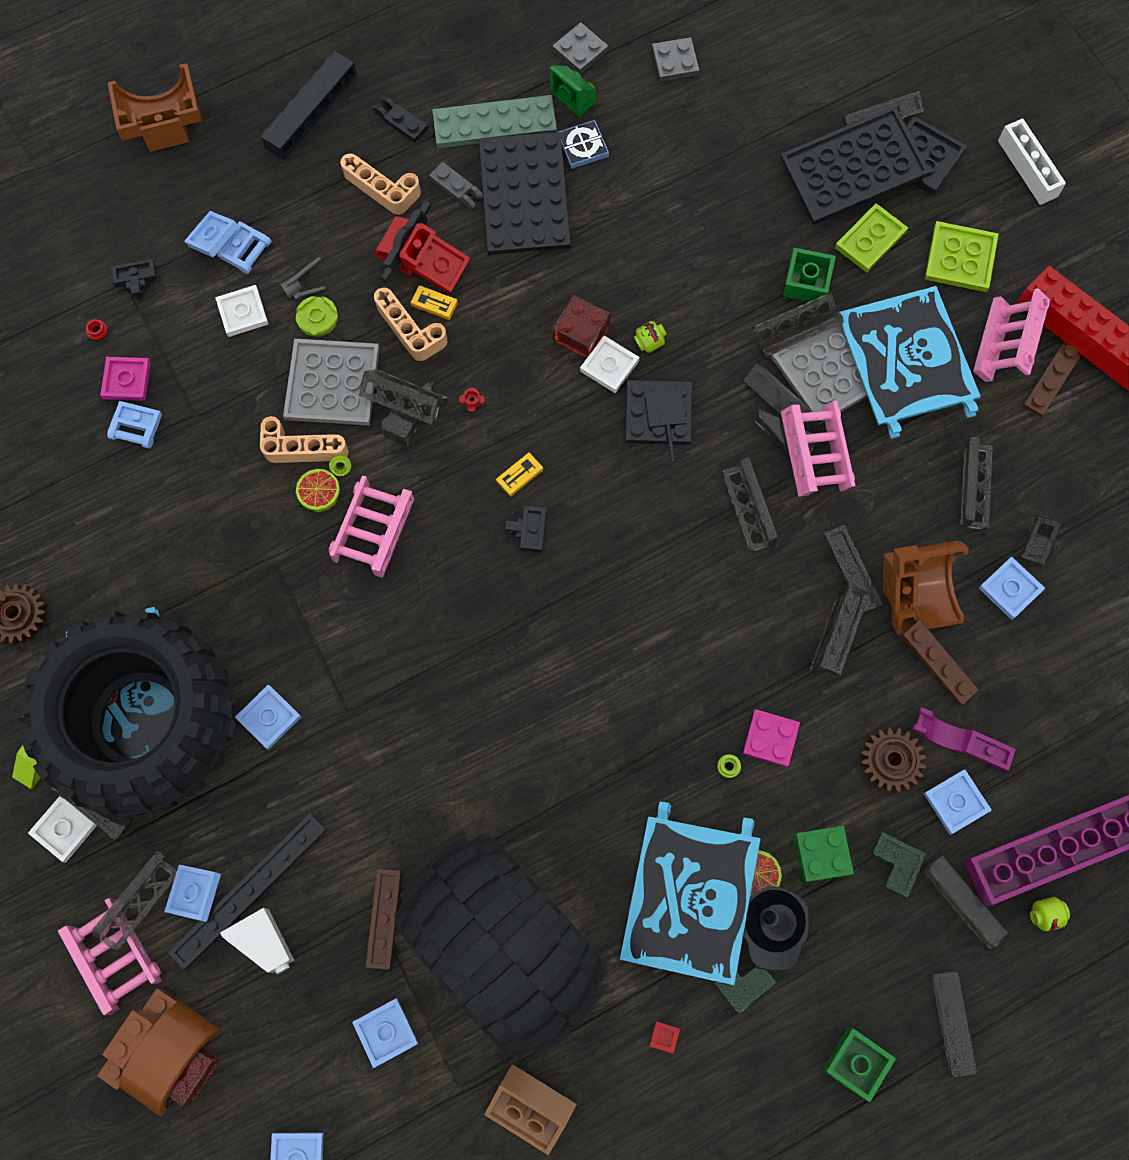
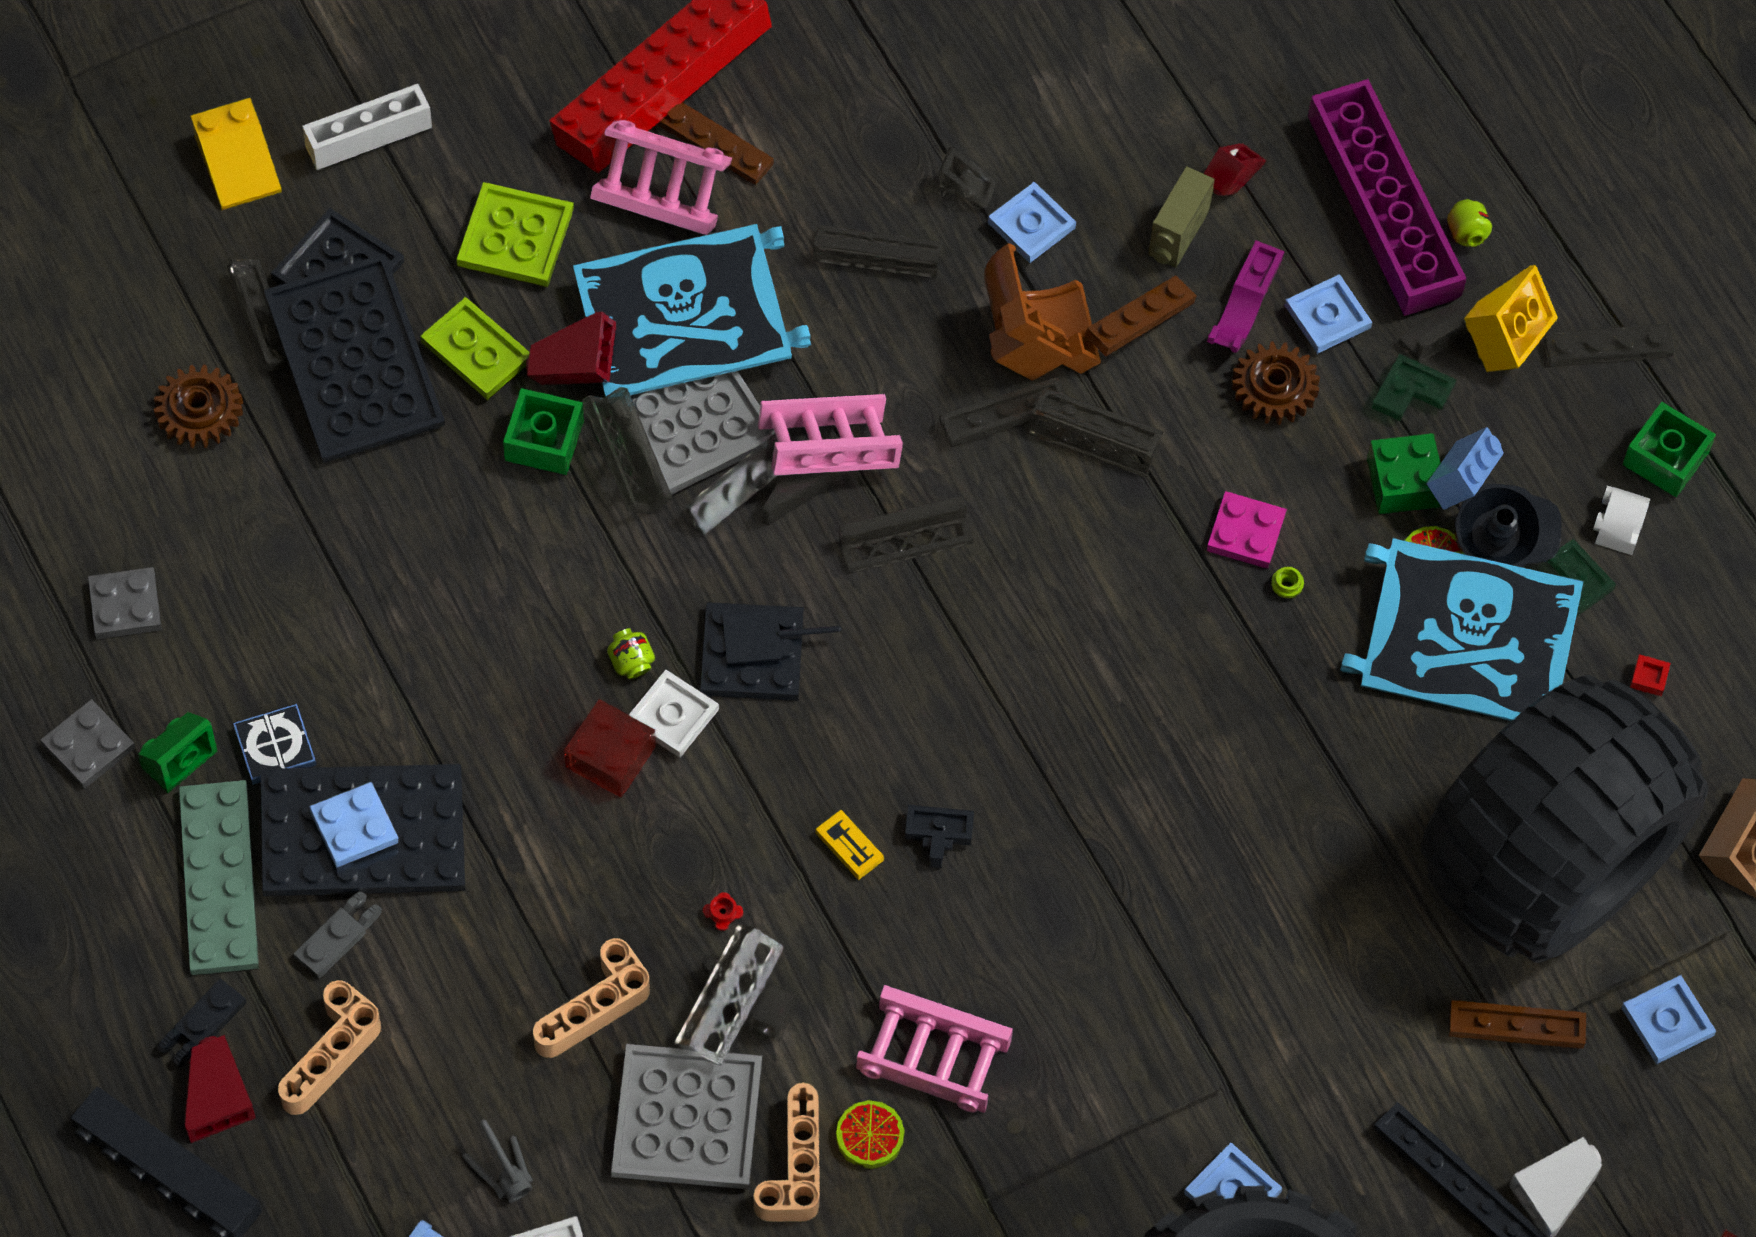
camera: 95 degrees left, 10 degrees down
(316, 316) = (565, 1147): lime tile -> none
(340, 471) = (832, 1099): lime plate -> none
(356, 126) = (215, 1091): none -> dark red slope
(415, 248) = (469, 980): red piece -> none
(434, 302) = (551, 967): yellow tile -> none
(521, 182) = (353, 824): none -> light blue plate
(798, 1023) = (1622, 520): none -> white cylinder
(813, 84) = (216, 393): none -> reddish brown gear
(823, 896) = (1465, 468): none -> medium blue brick
(868, 290) = (575, 353): none -> dark red slope
(961, 941) = (1511, 321): none -> yellow slope
(1003, 91) = (235, 153): none -> yellow slope
(1024, 690) = (1181, 217): none -> olive brick
(1076, 732) = (1233, 168): none -> dark red slope

